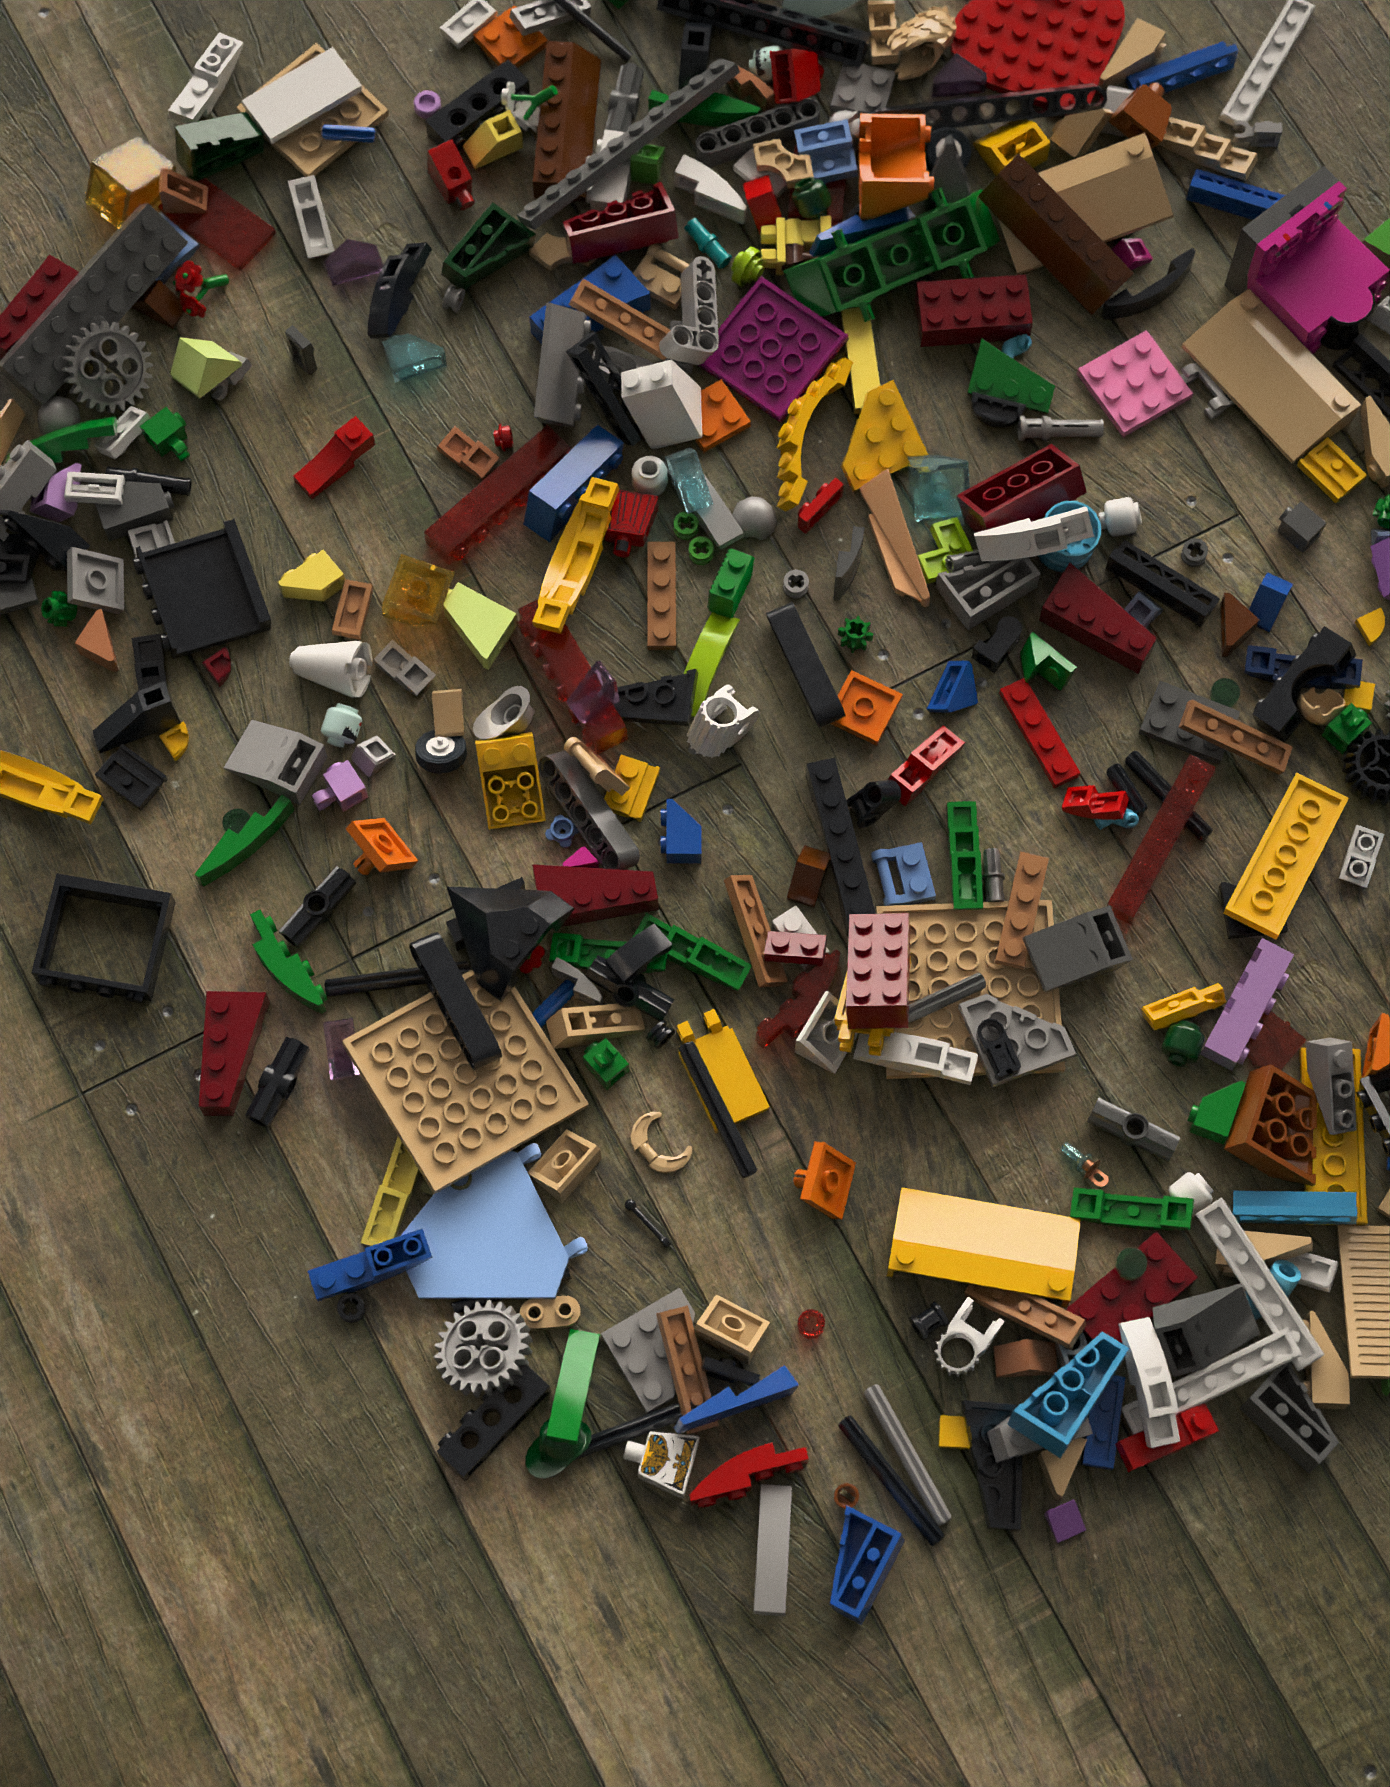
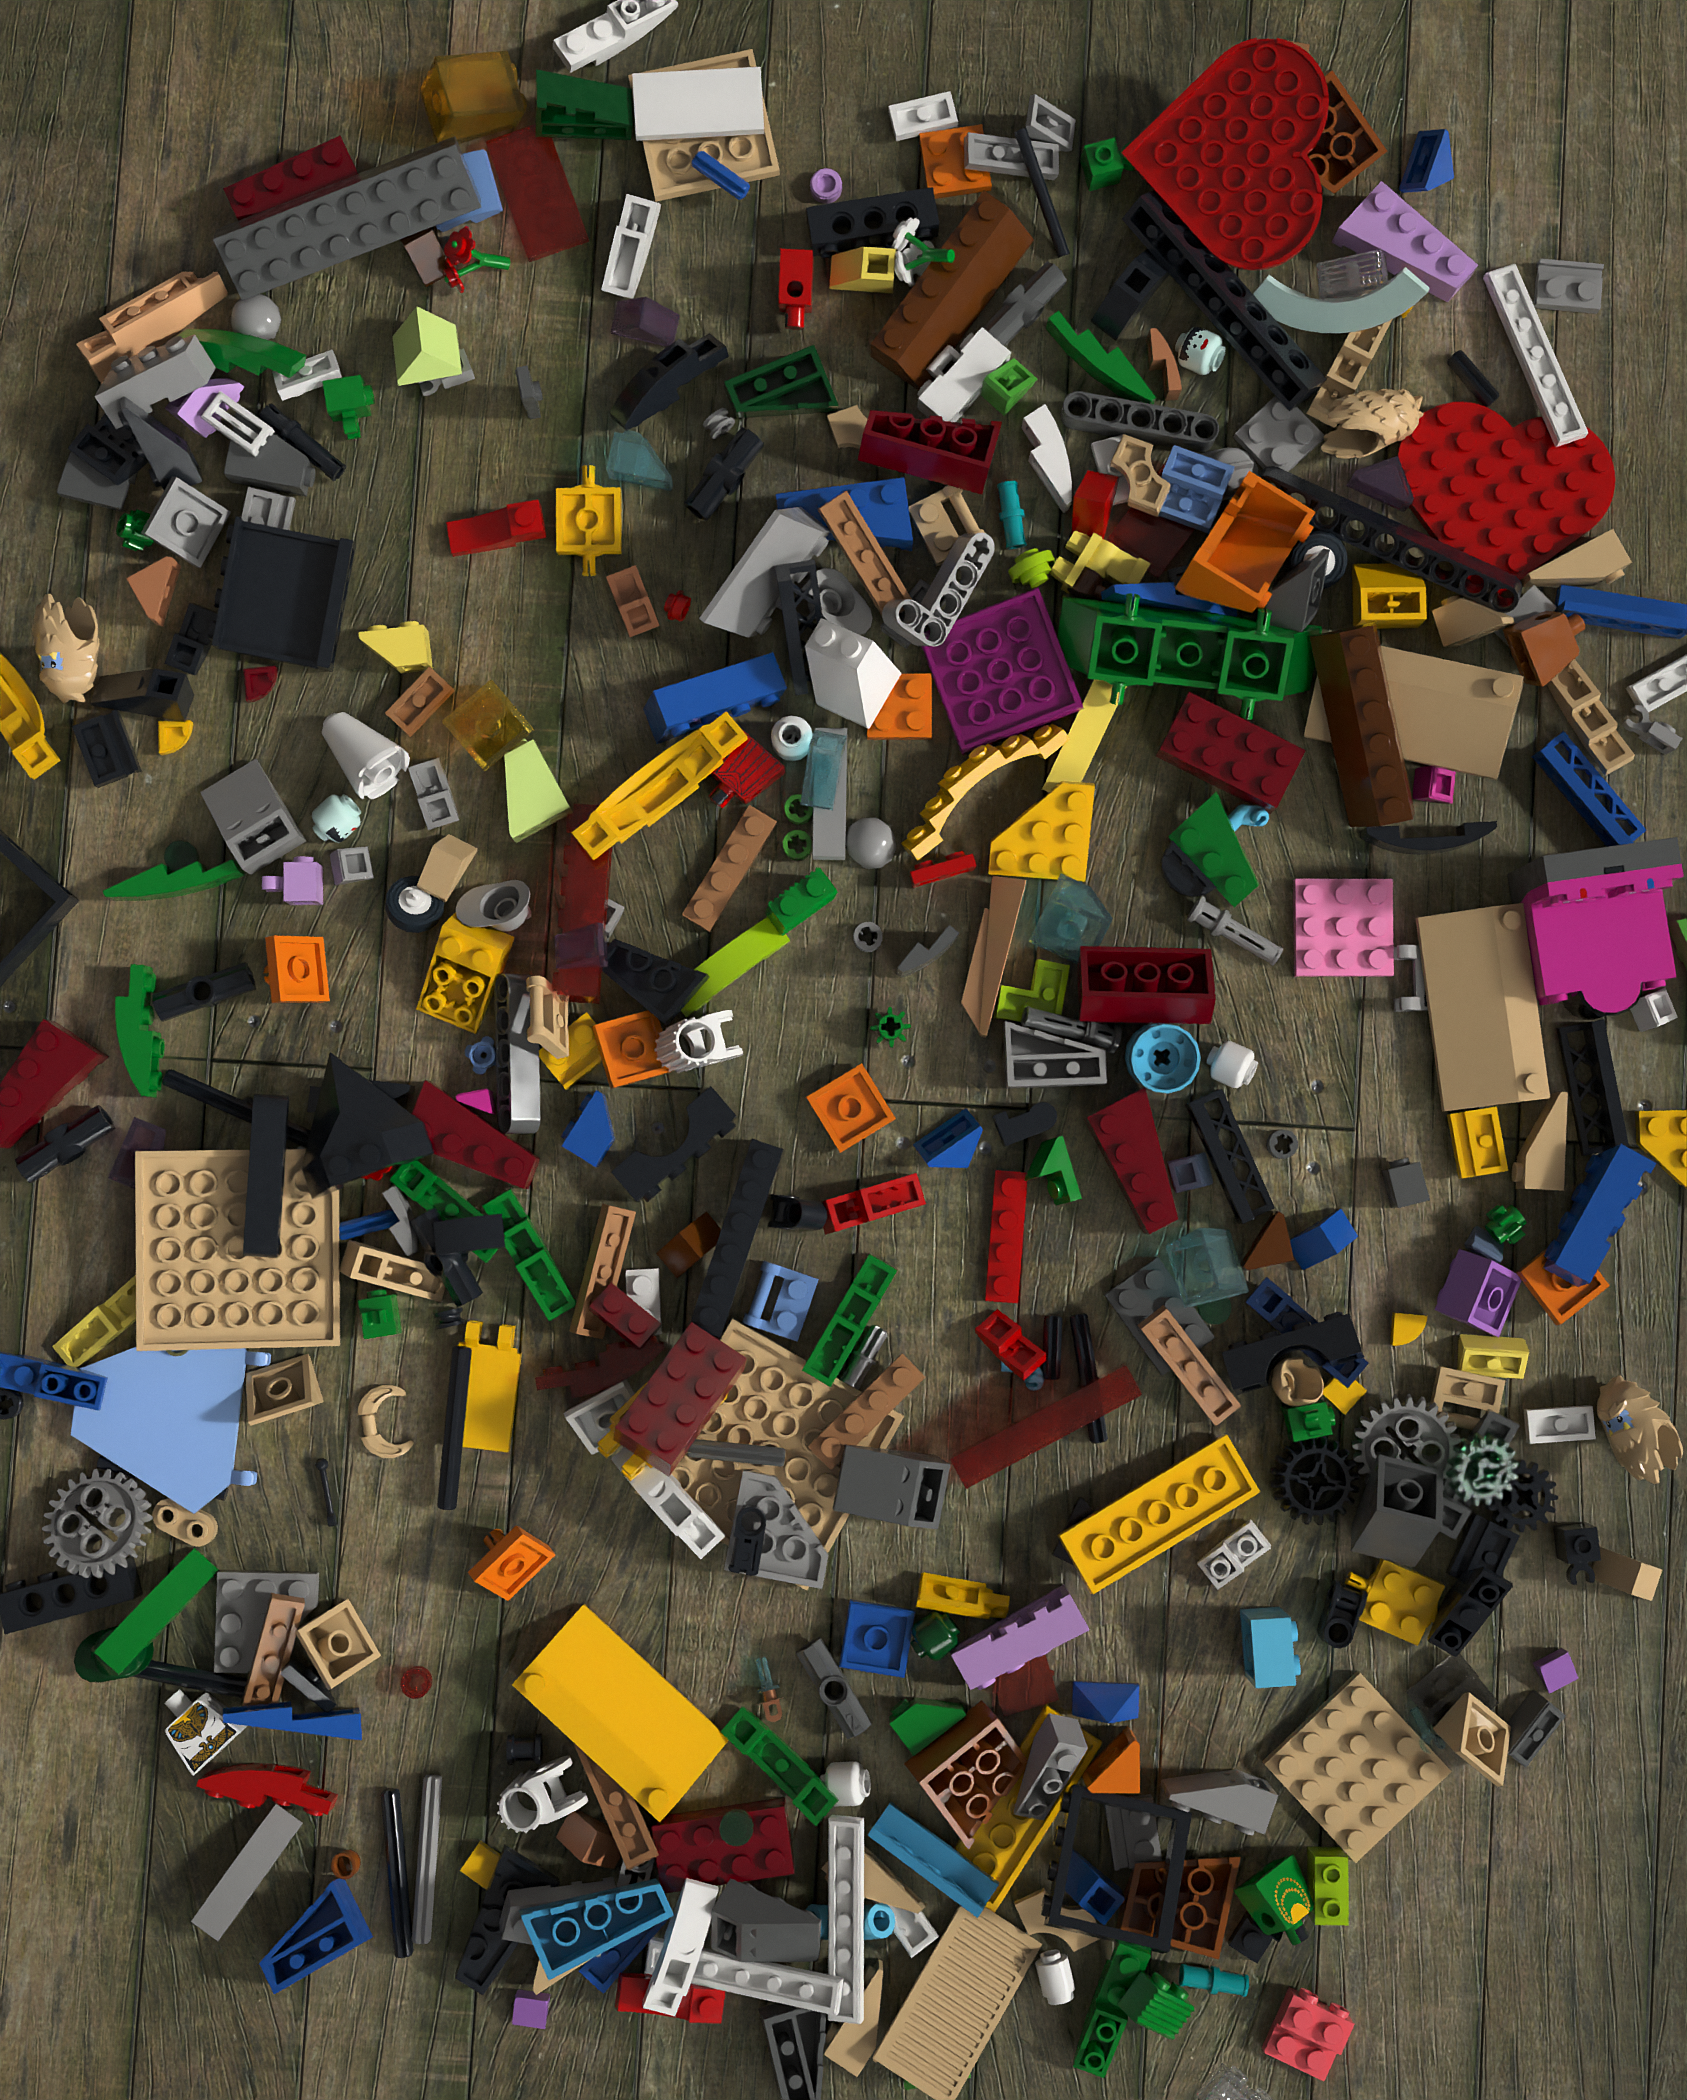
camera: 30 degrees right, 15 degrees up
(57, 718) = (66, 647): none -> tan head
(92, 386) = (351, 287): light grey gear -> none
(181, 193) = (513, 143): nougat slope -> none
(399, 416) = (588, 520): none -> yellow plate
(480, 330) = (724, 474): none -> black piece
(495, 497) = (631, 667): clear red brick -> none
(627, 144) = (993, 360): dark grey plate -> none
(671, 758) = (629, 1047): none -> orange plate
(740, 840) = (707, 1119): none -> black arch
(795, 74) = (1214, 383): red torso -> none
(805, 665) = (819, 1032): black beam -> none
(811, 198) = (1142, 533): dark green head -> none
(1034, 538) = (1112, 1048): white slope -> none
(1141, 1074) = (877, 1638): none -> blue plate
(1198, 665) = (1206, 1266): none -> clear light blue slope
(1341, 1018) = (1105, 1701): none -> blue slope

